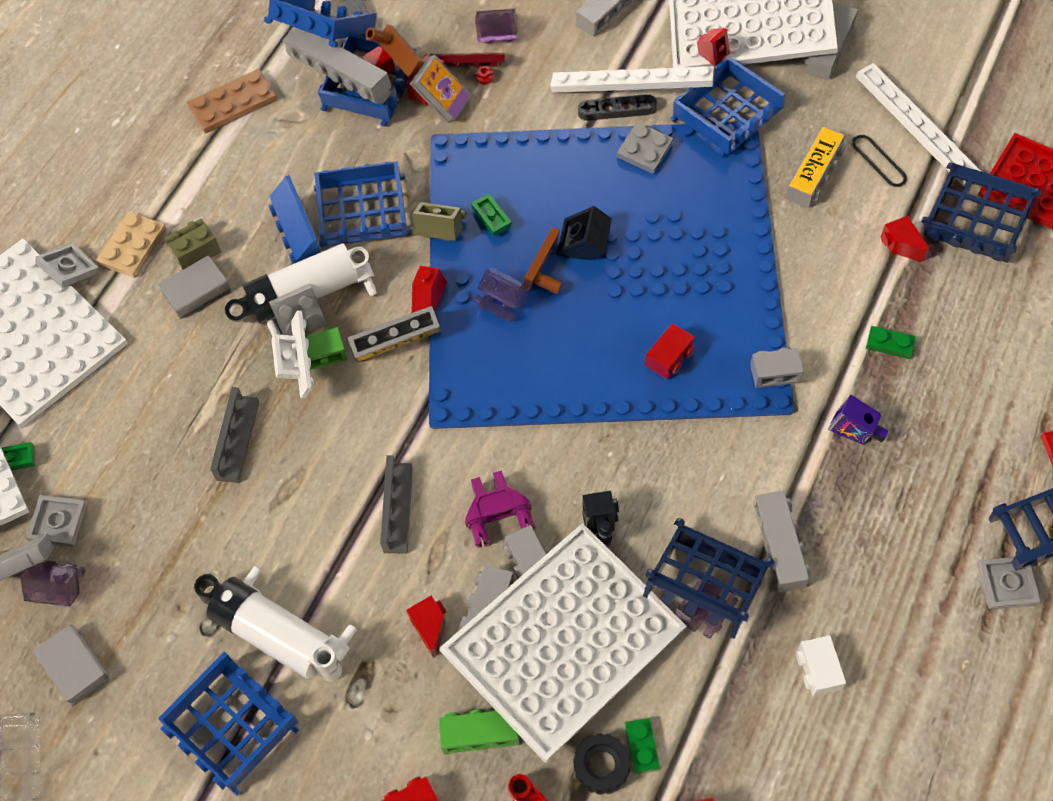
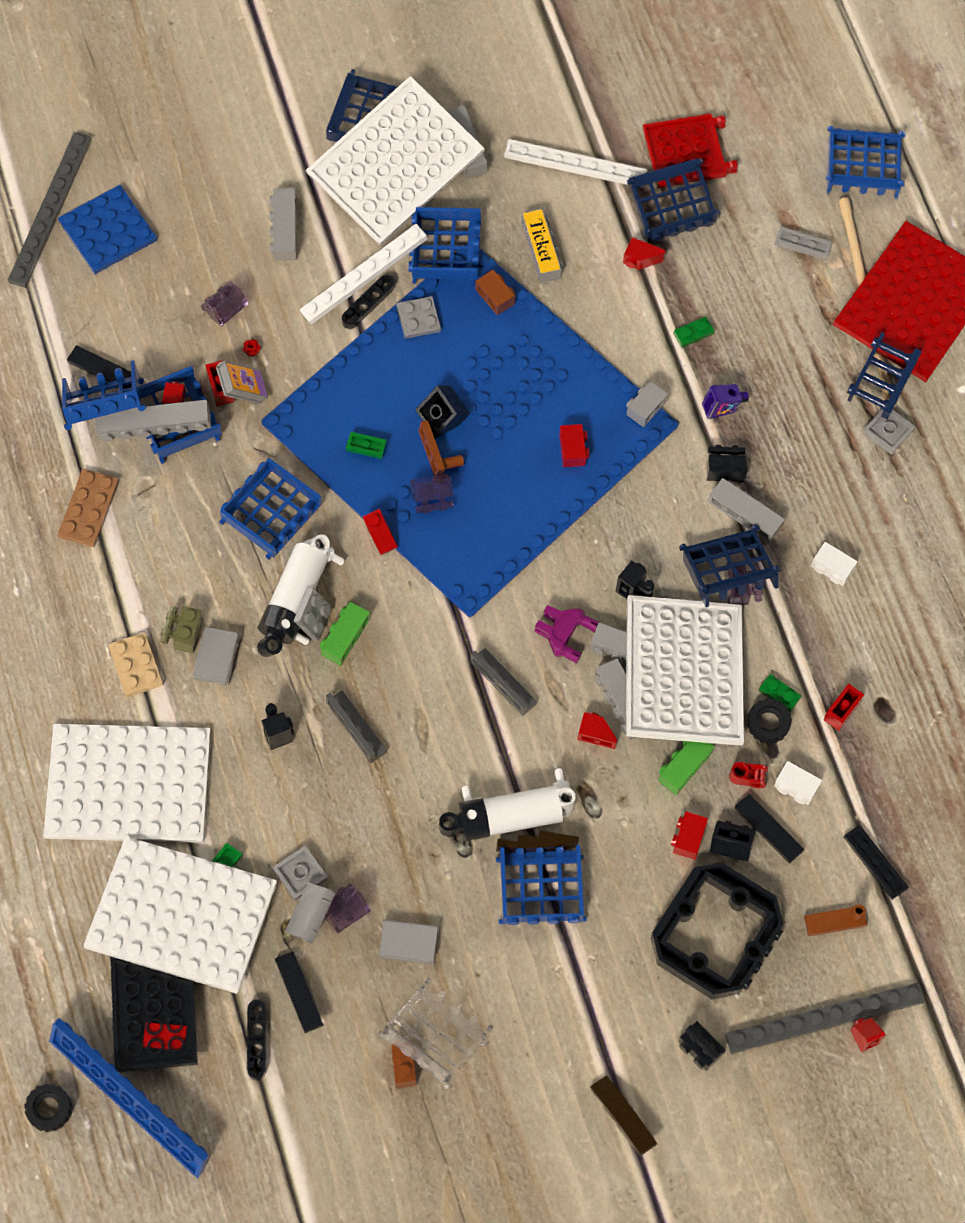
camera: 50 degrees left, 5 degrees up
(66, 265) = (112, 714): light grey plate -> none
(166, 380) = (277, 728): none -> black brick
(273, 683) = (546, 840): none -> dark brown slope
(291, 355) = (346, 641): white bracket -> none
(293, 221) = (243, 557): blue slope -> none
(394, 334) = (390, 575): light grey brick -> none
(397, 48) = (188, 376): dark orange piece -> none
(438, 221) = (338, 477): olive brick -> none
(473, 59) = (231, 342): dark red plate -> none
(714, 45) = (398, 207): red slope -> none
(732, 173) = (495, 292): none -> dark orange brick
(799, 484) = (726, 466): none -> black brick
(882, 152) = (572, 215): black piece -> none

